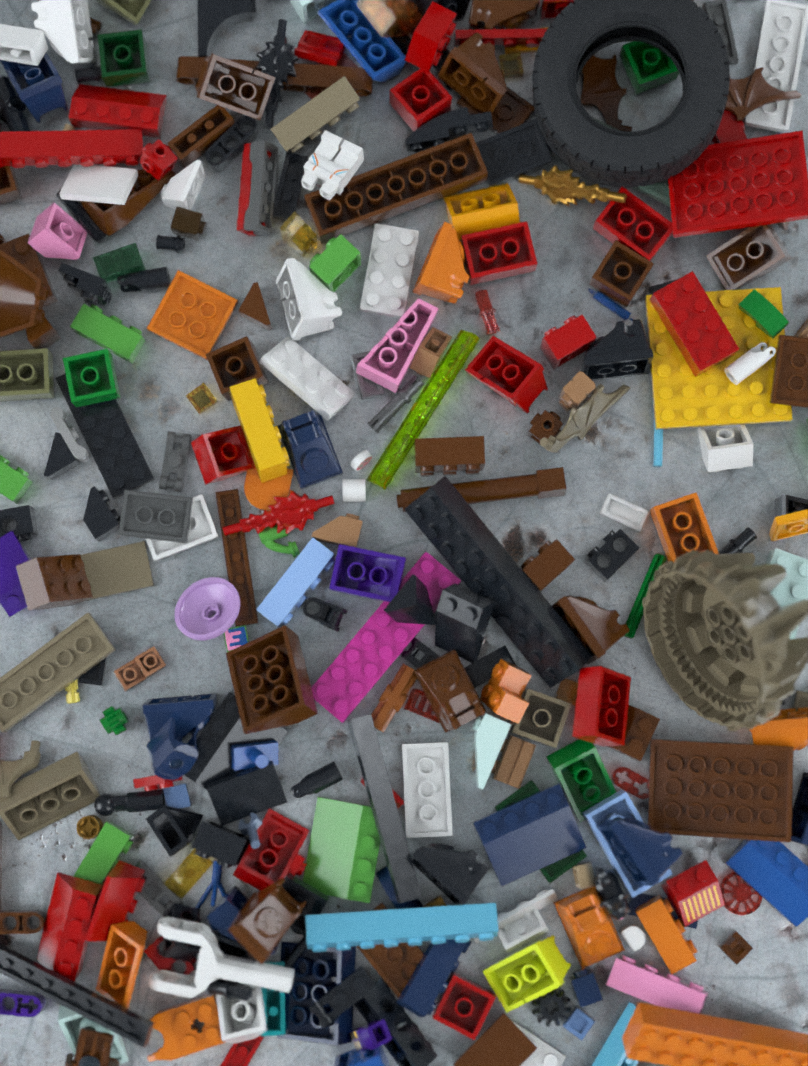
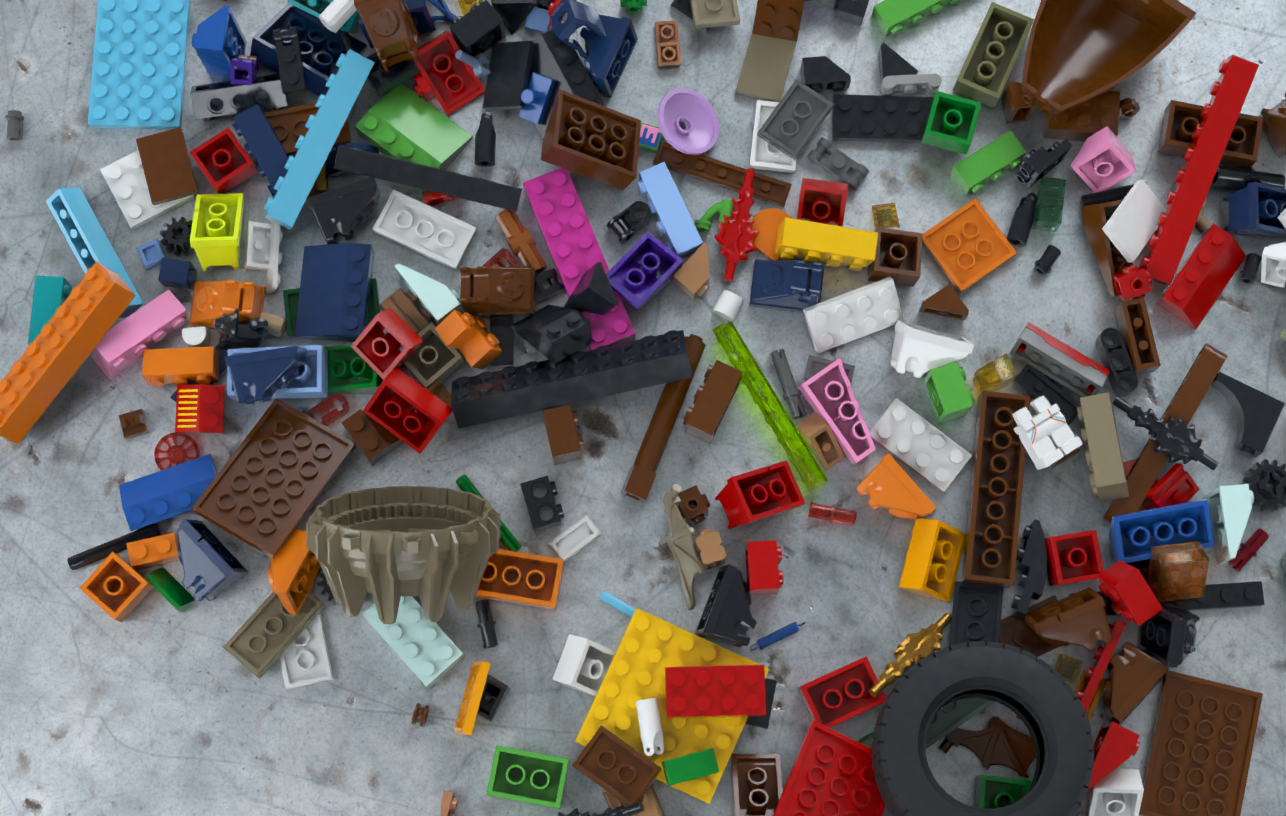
camera: 120 degrees right, 5 degrees down
(123, 58) = (1250, 304): dark green brick -> none
(184, 187) = (1092, 296): white slope -> none
(188, 224) = (1057, 284): dark brown brick -> none
(234, 86) = (1168, 382): reddish brown piece -> none
(361, 460) = (751, 325): white tile -> none
(499, 253) = (883, 551): red brick -> none
(555, 756) = (386, 342): none -> red slope
(591, 624) = (487, 444): reddish brown piece -> none
(621, 273) = (802, 656): reddish brown brick -> none

